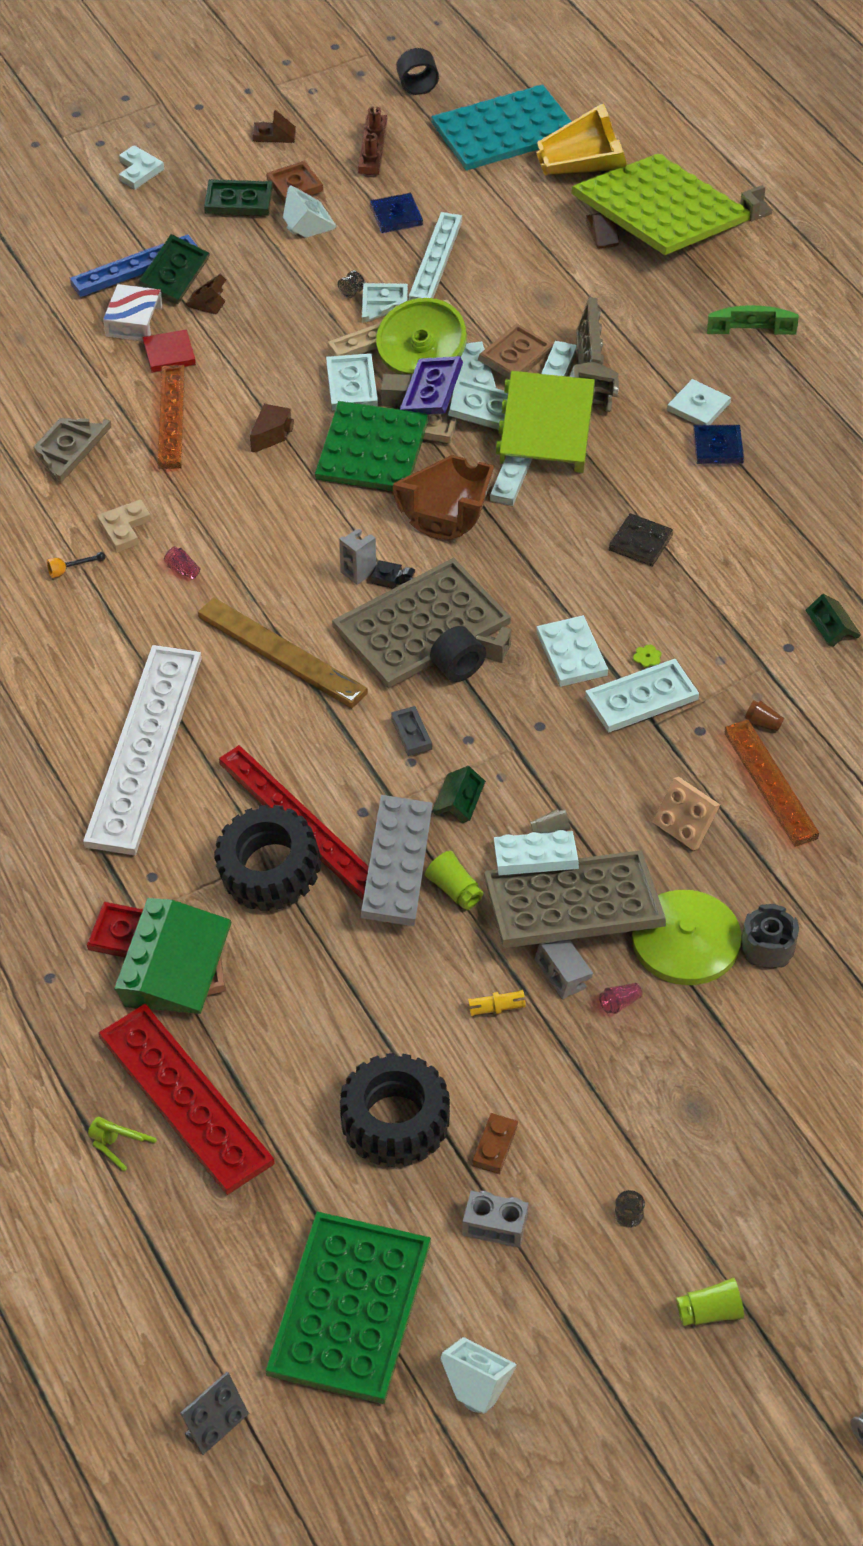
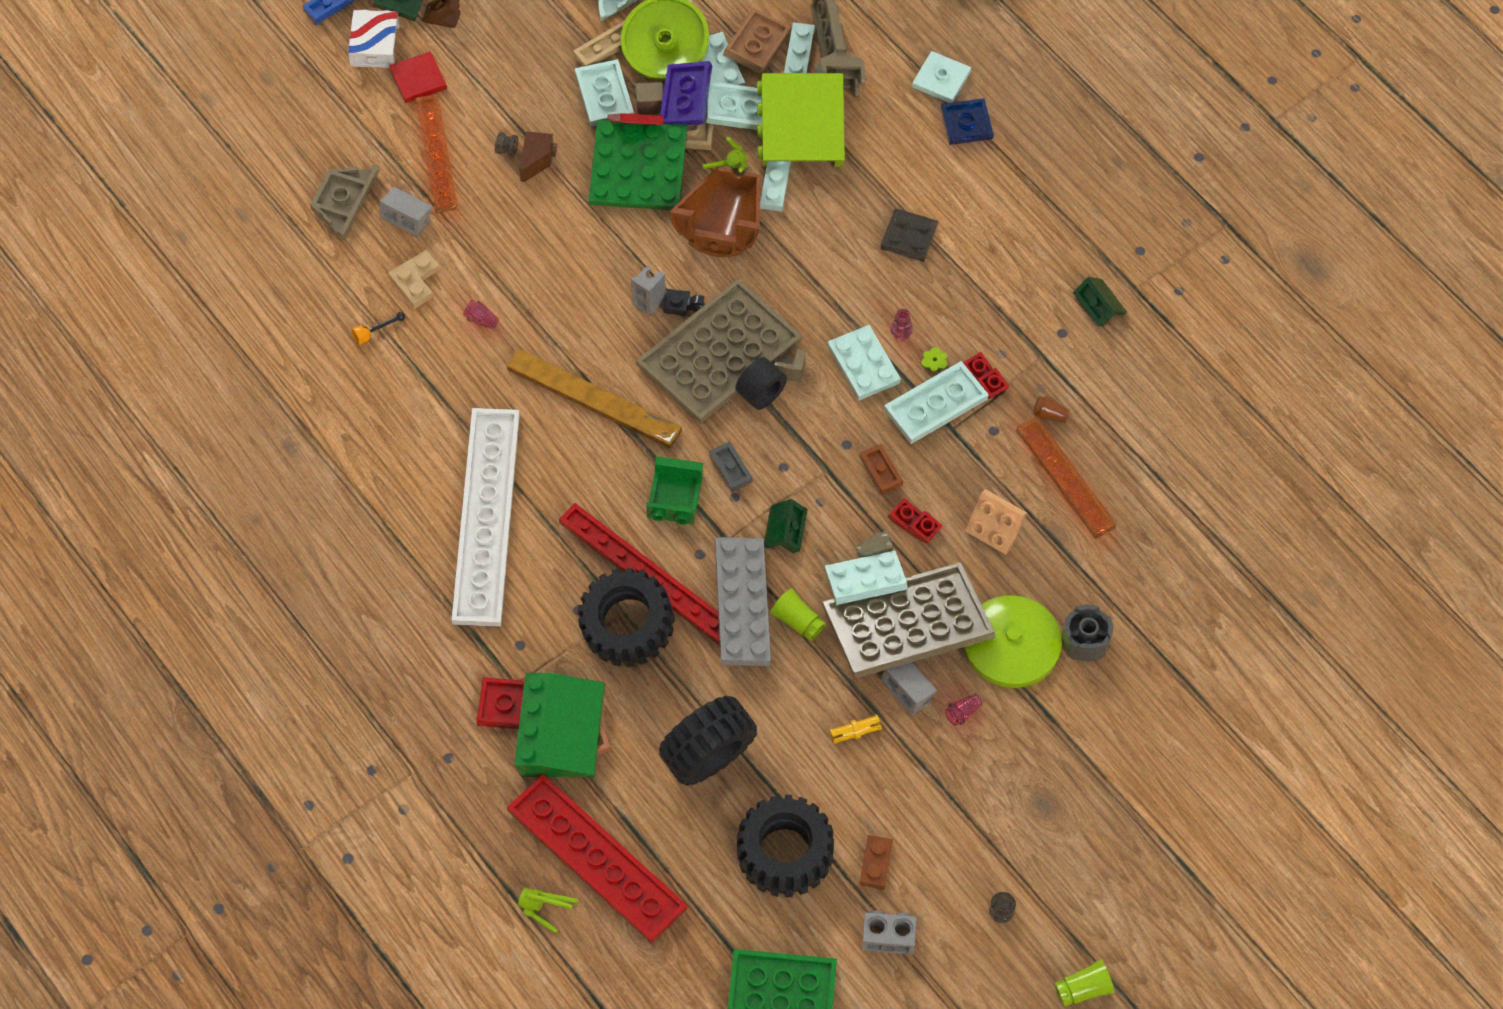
camera: 10 degrees left, 10 degrees up
(127, 463) = (405, 211): none -> light grey hinge
(243, 415) = (506, 144): none -> clear smoke wheel
(328, 986) = (707, 740): none -> black tyre
(348, 746) = (675, 490): none -> green panel
(376, 400) = (635, 119): none -> red tile
(472, 451) = (735, 158): none -> lime plant
(571, 751) = (881, 469): none -> dark orange plate
(598, 807) = (914, 522): none -> red slope
(618, 619) = (902, 325): none -> clear pink cone
(703, 679) = (988, 377): none -> red slope

